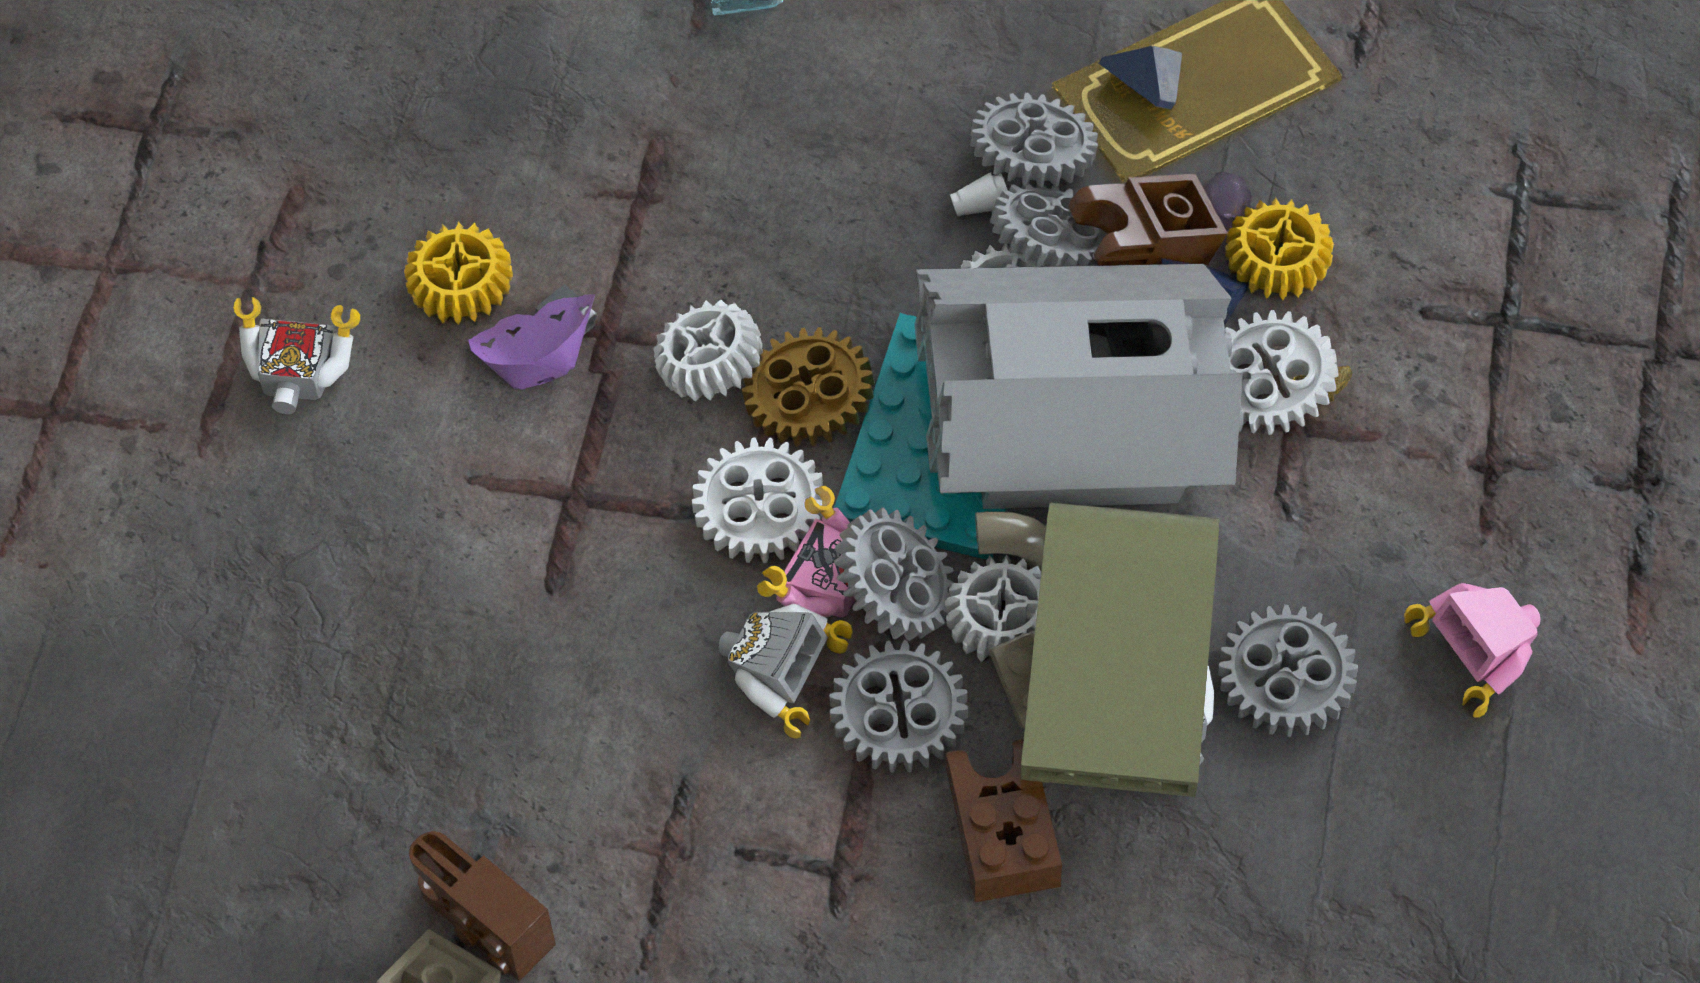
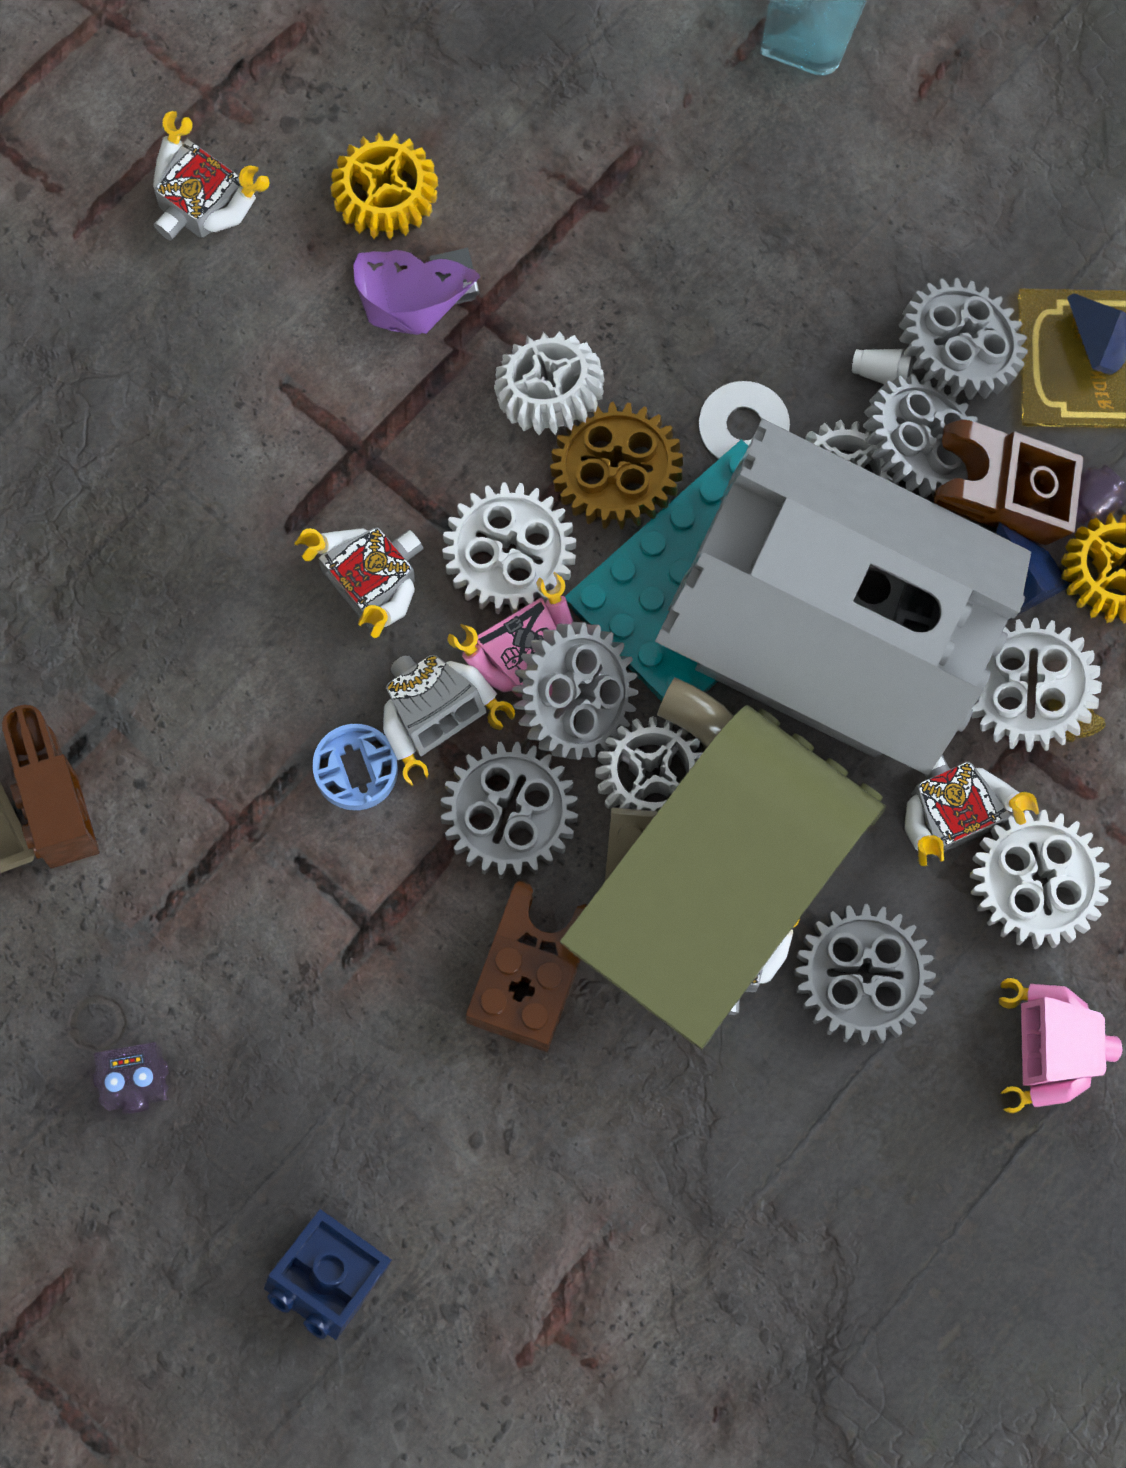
camera: 25 degrees right, 15 degrees up
(647, 582) = (367, 571): none -> torso
(752, 731) = (375, 759): none -> light blue piece
(867, 289) = (732, 397): none -> white gear
(1279, 495) = (959, 807): none -> torso
(1380, 518) = (1077, 874): none -> white gear

